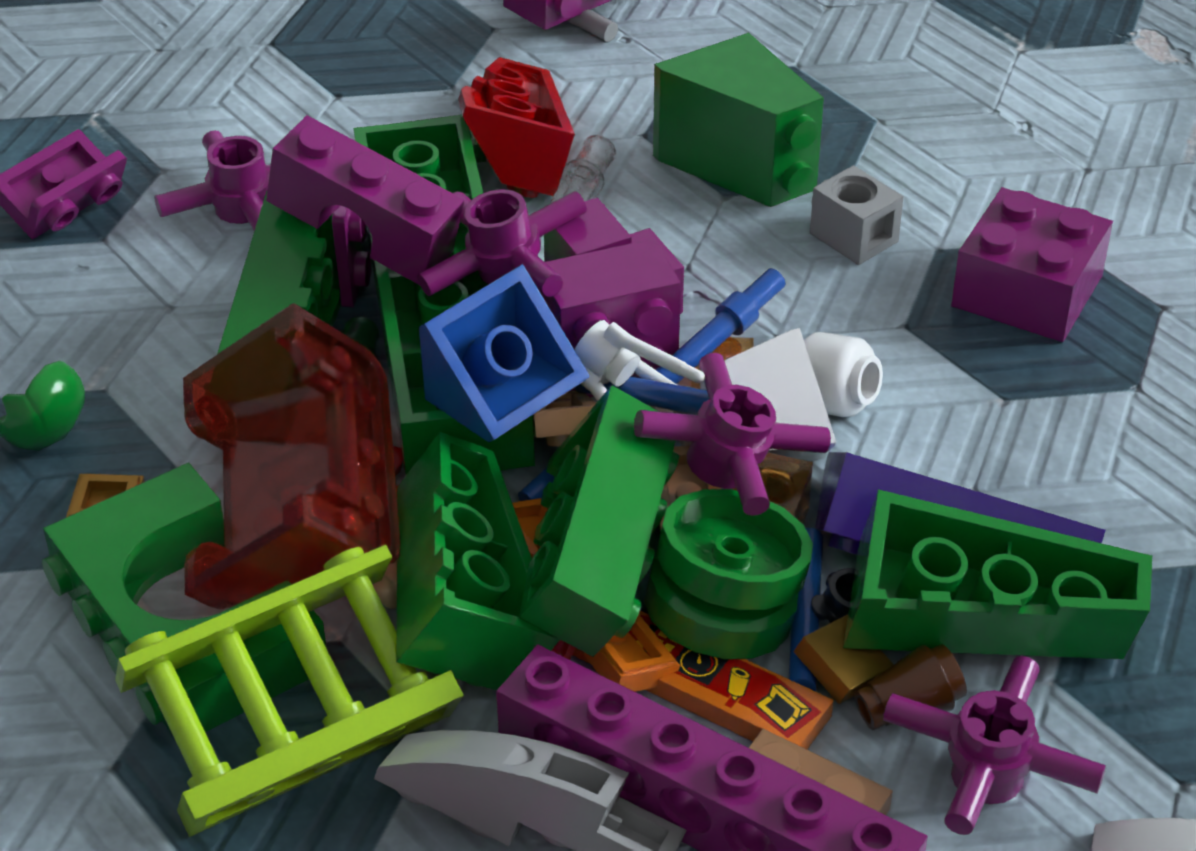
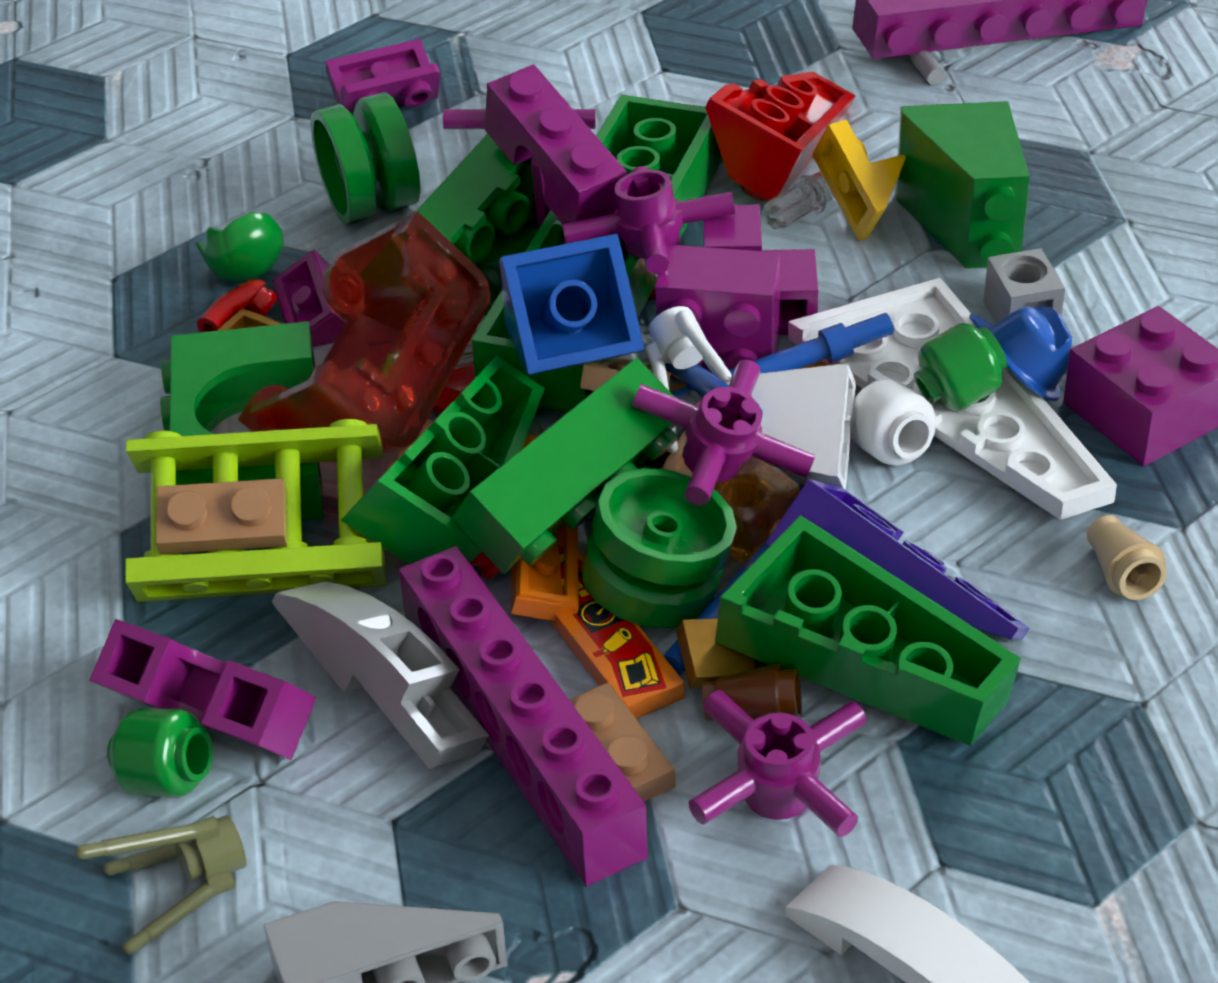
camera: 30 degrees right, 0 degrees up
(62, 473) = (247, 295): none -> red arm
(121, 269) = (365, 157): none -> green wheel
(145, 438) = (303, 300): none -> magenta slope
(265, 705) = (221, 516): none -> medium nougat plate
(636, 155) = (857, 184): none -> yellow slope
(875, 298) = (960, 366): none -> green head
(909, 331) = (1005, 433): none -> white wing
(916, 253) = (1034, 347): none -> blue piece
(1130, 432) = (1127, 560): none -> tan cone

